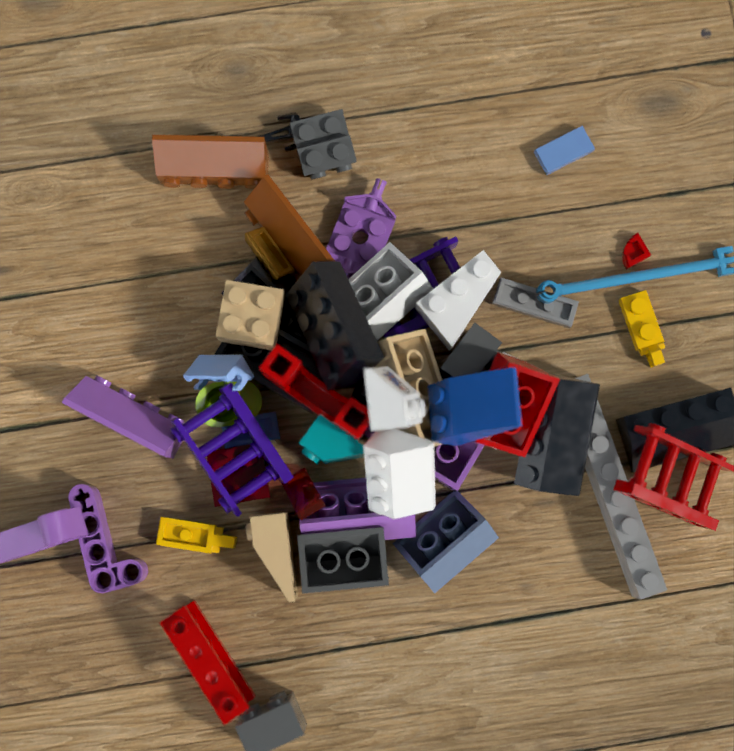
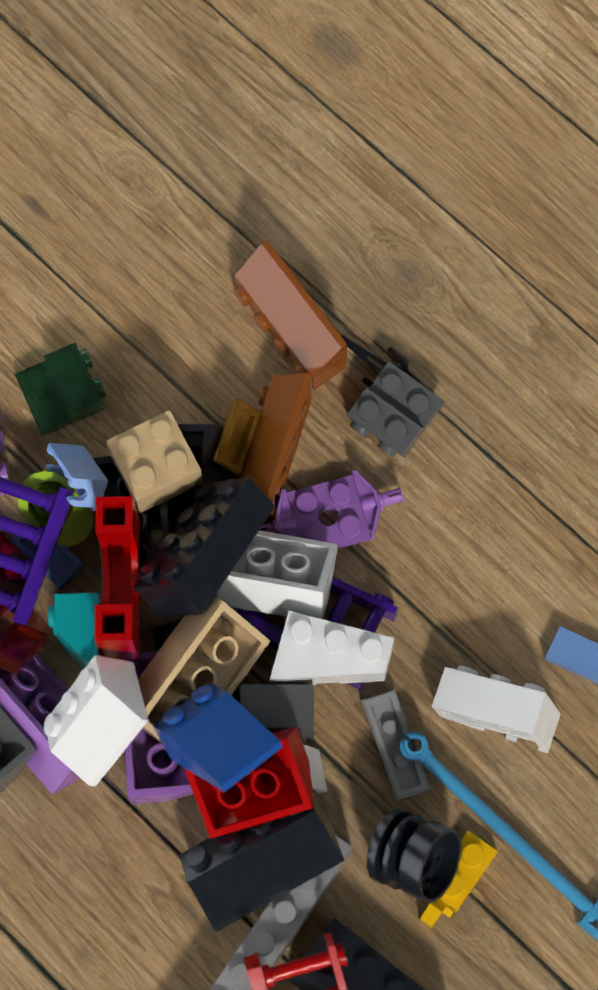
camera: 60 degrees right, 10 degrees down
(144, 342) = (61, 389): none -> clear green plate
(391, 400) = (158, 644): white slope -> none
(446, 540) = (70, 831): sand blue slope -> none
(558, 223) = (497, 706): none -> white wedge
(614, 343) = (414, 855): none -> black wheel
(634, 251) = (532, 811): red tile -> none

